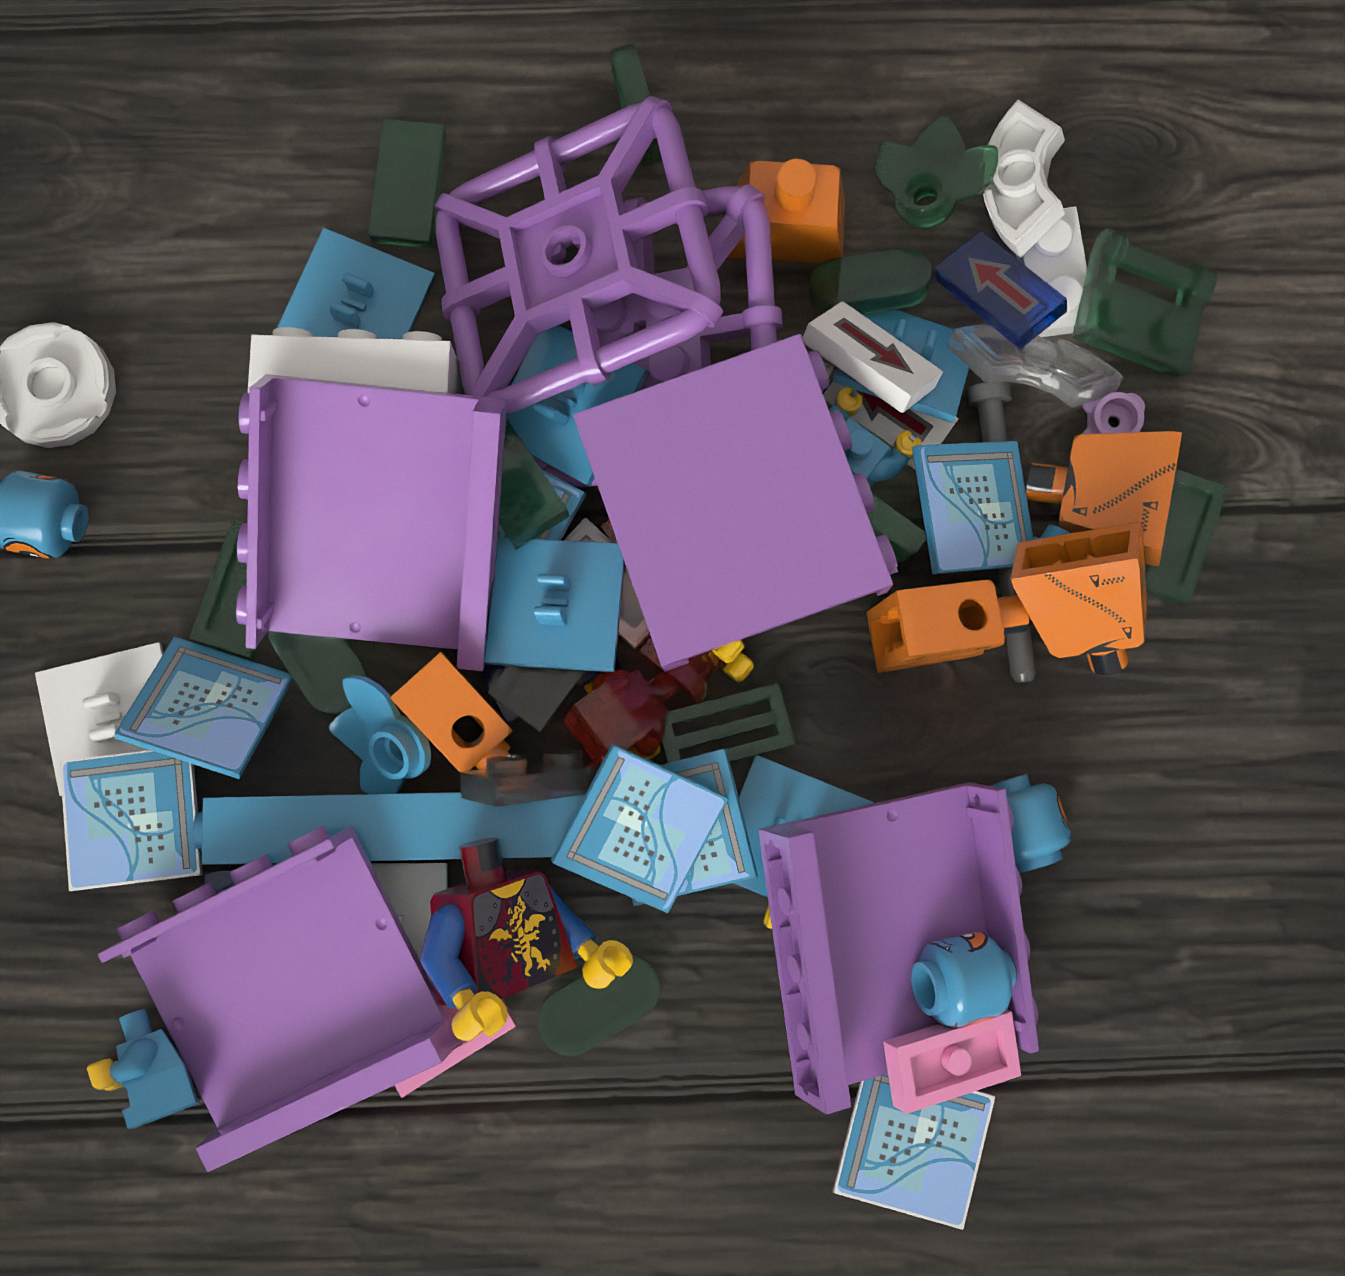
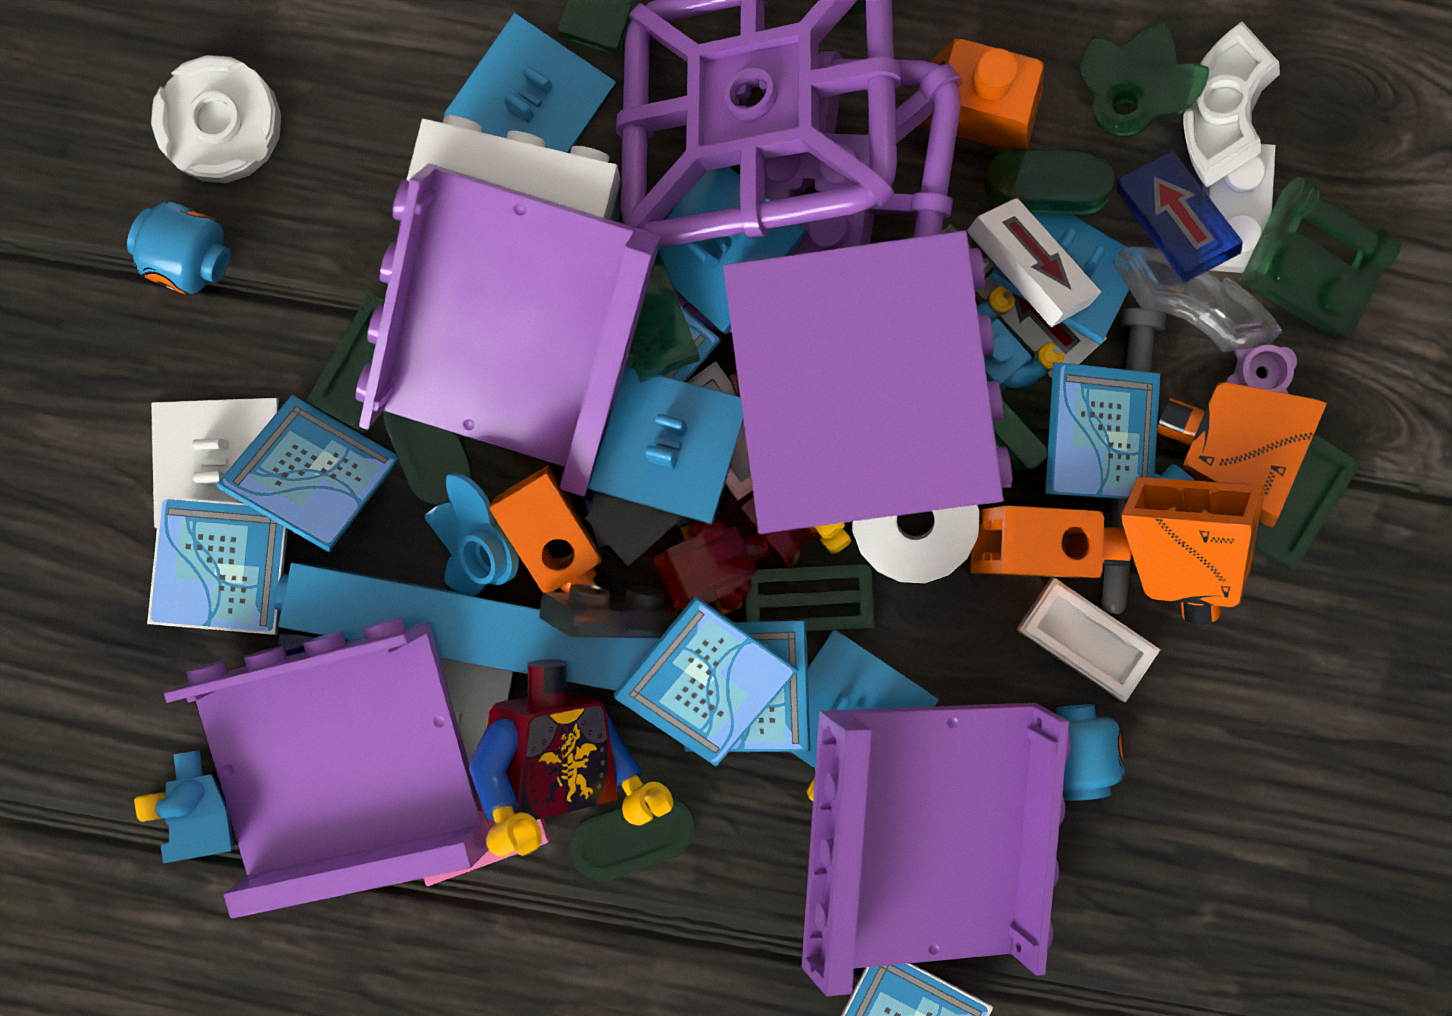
camera: 20 degrees right, 5 degrees up
(824, 666) = (922, 556): none -> white tile
(950, 1061) = (959, 964): bright pink plate -> none
(963, 979) = (987, 892): dark azure head -> none
(1006, 713) = (1088, 639): none -> white tile

